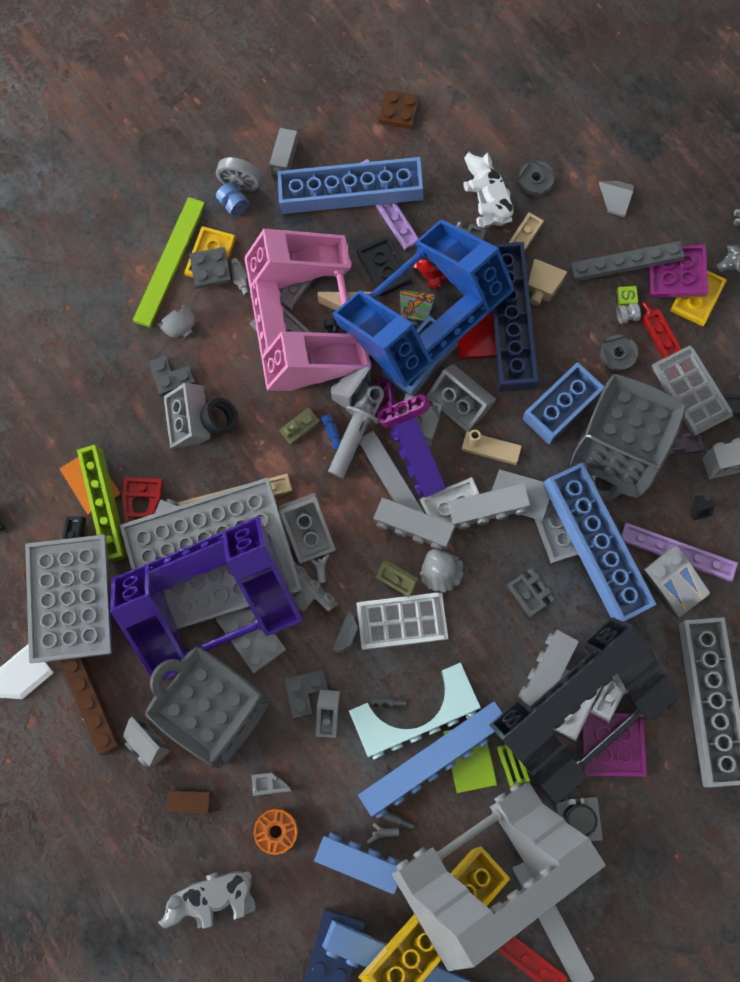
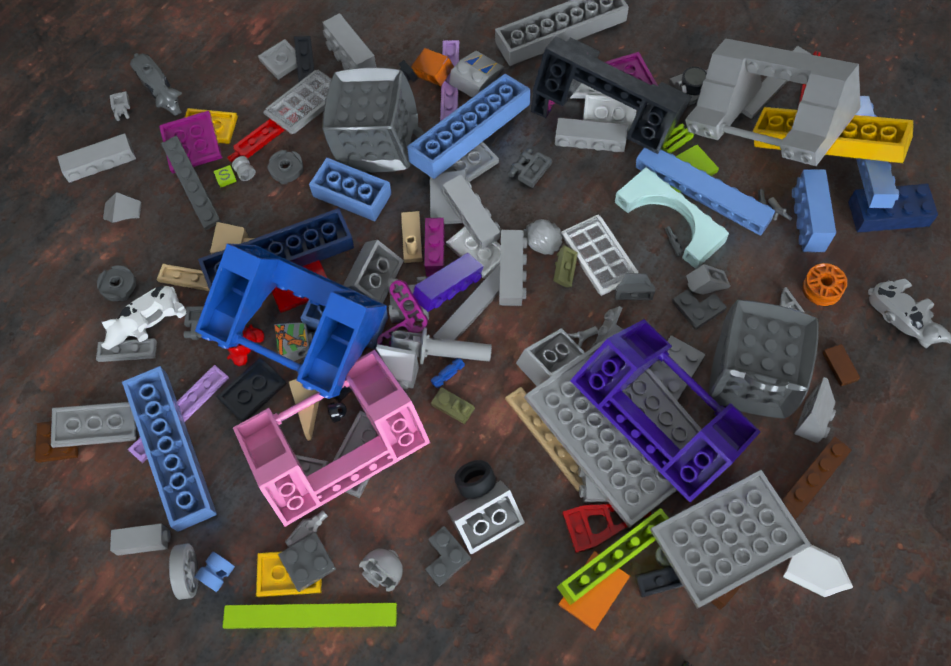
camera: 110 degrees left, 10 degrees down
(400, 130) = (92, 424): none -> light grey tile
(456, 457) = (434, 245): none -> magenta arch
(462, 175) = (128, 351): none -> light grey tile
(688, 185) = (96, 158): none -> light grey brick
(697, 534) = (431, 68): none -> orange piece

